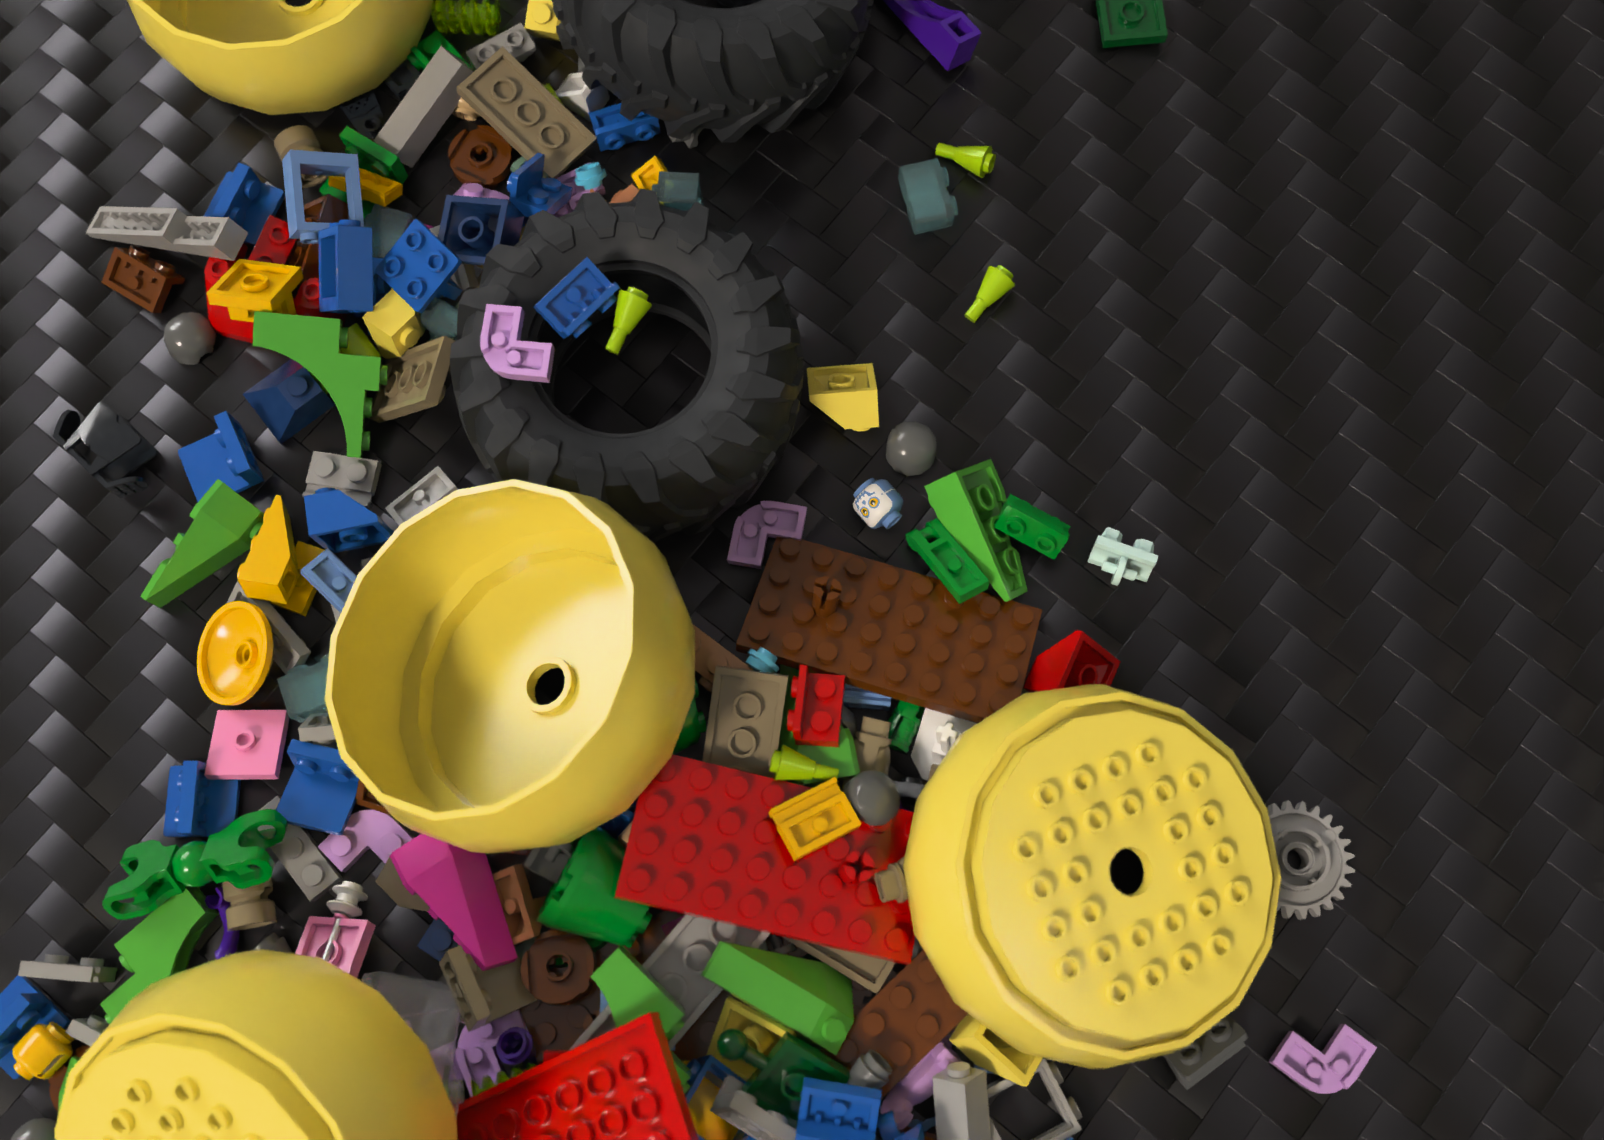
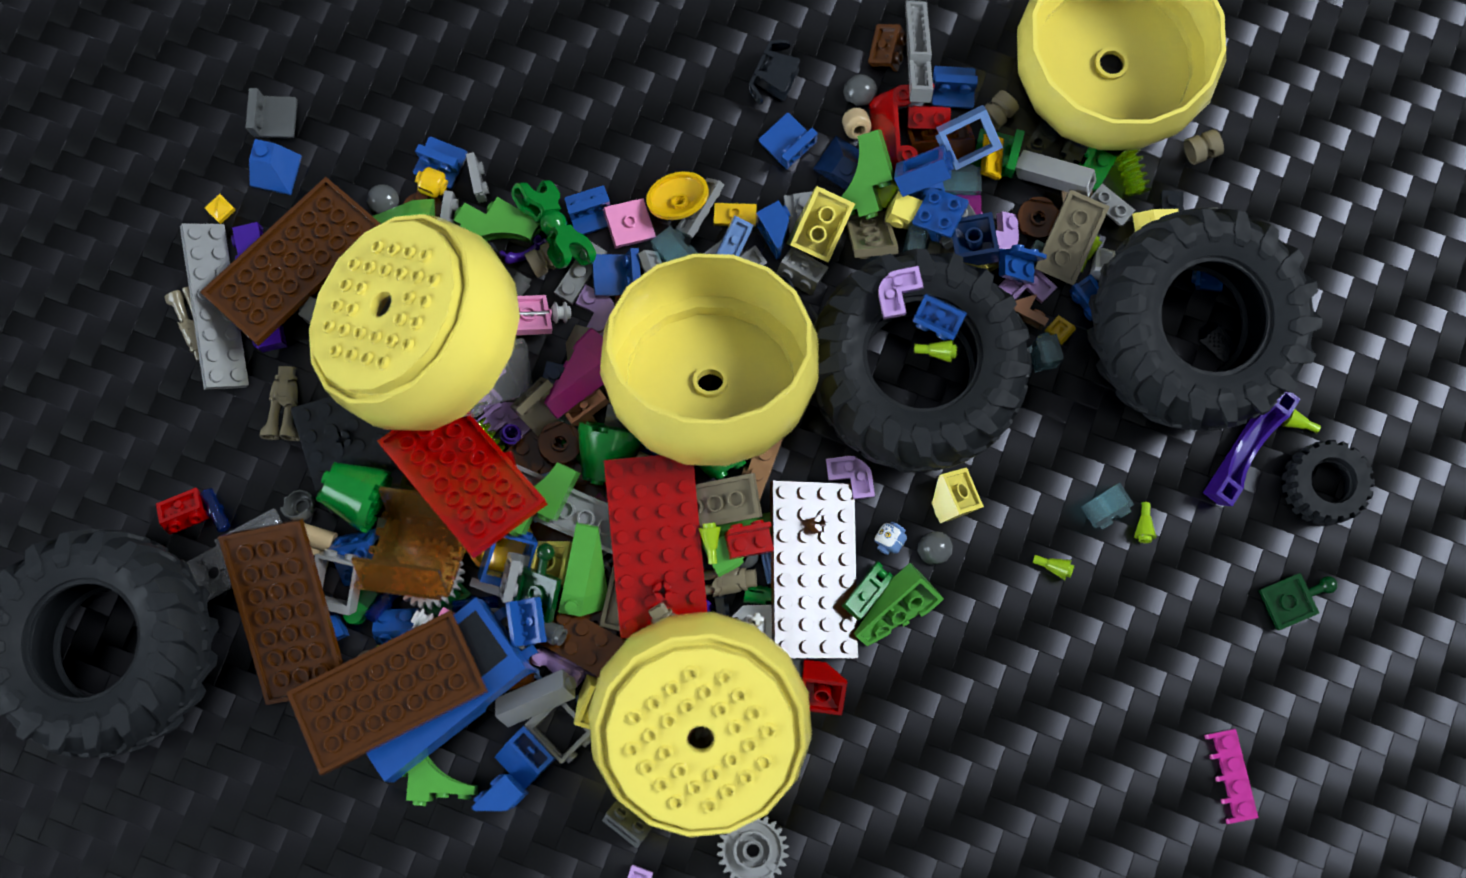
camera: 70 degrees right, 5 degrees up
(219, 534) = (748, 159): bright green wedge -> none
(235, 356) = (856, 122): none -> tan head
(256, 287) = (897, 122): yellow bracket -> none
(272, 562) = (734, 196): yellow slope -> none
(367, 450) = (821, 224): none -> light yellow slope
(590, 175) = (1044, 290): medium azure plate -> none
(762, 660) = (766, 499): medium azure plate -> none
(814, 818) = (682, 557): yellow plate -> none
(873, 797) = (706, 587): dark grey hair -> none
(1032, 526) = (907, 636): green bracket -> none
(1123, 559) = (903, 698): light aqua hips -> none
(1349, 158) = (1234, 775): none -> dark pink hinge

